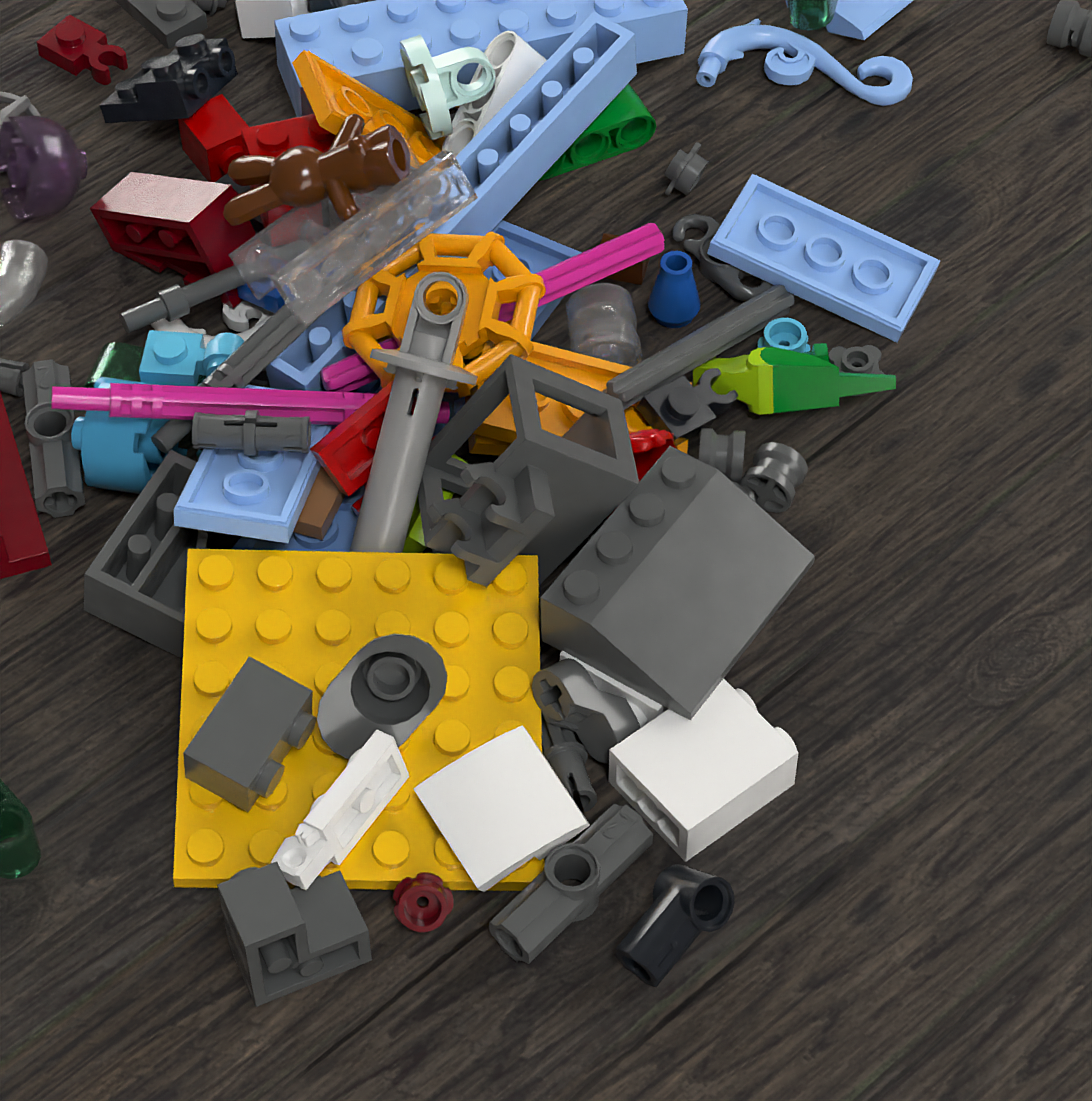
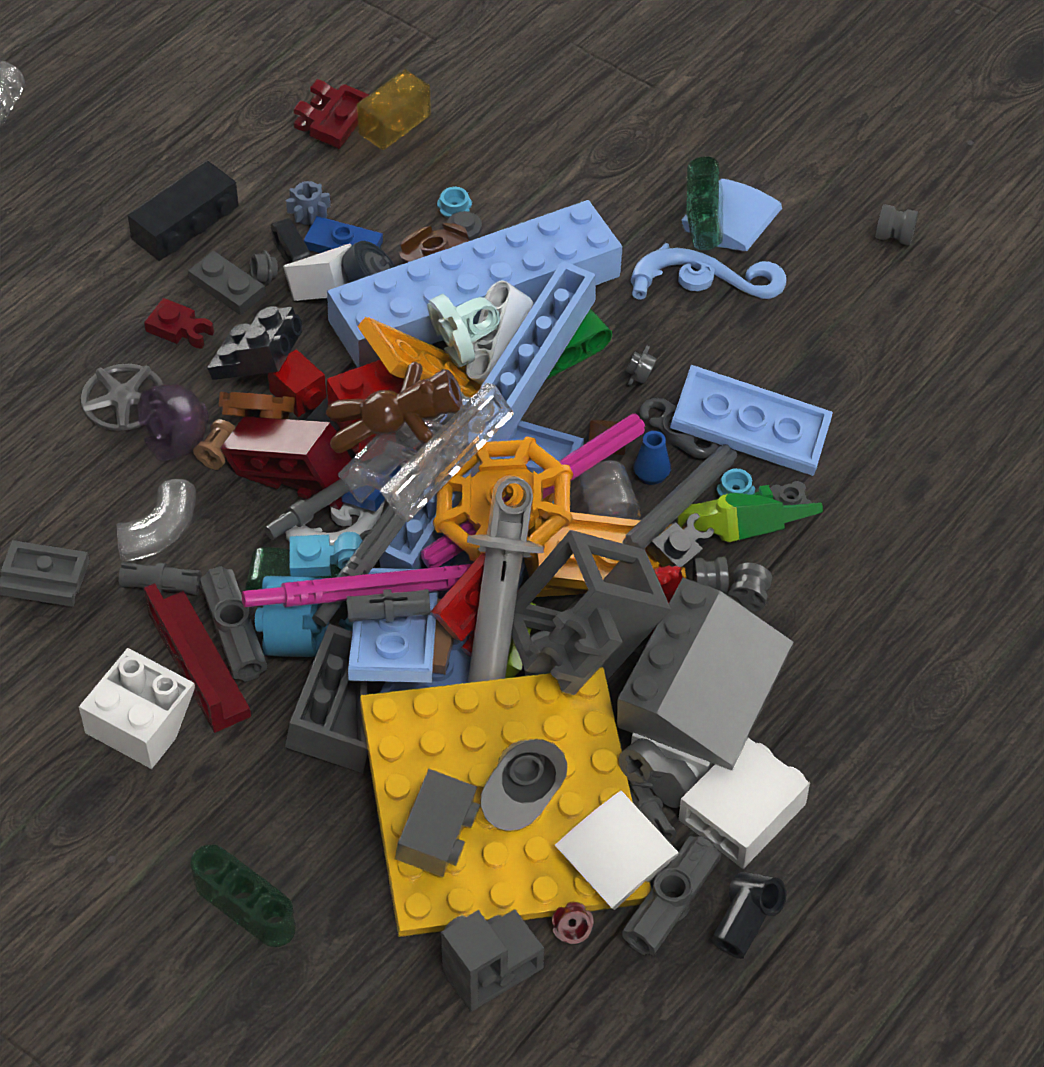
camera: 10 degrees left, 0 degrees up
(76, 211) = (209, 450): none -> medium nougat bush
(150, 157) = (243, 404): none -> dark orange plate
(344, 811) = (513, 868): white hinge -> none

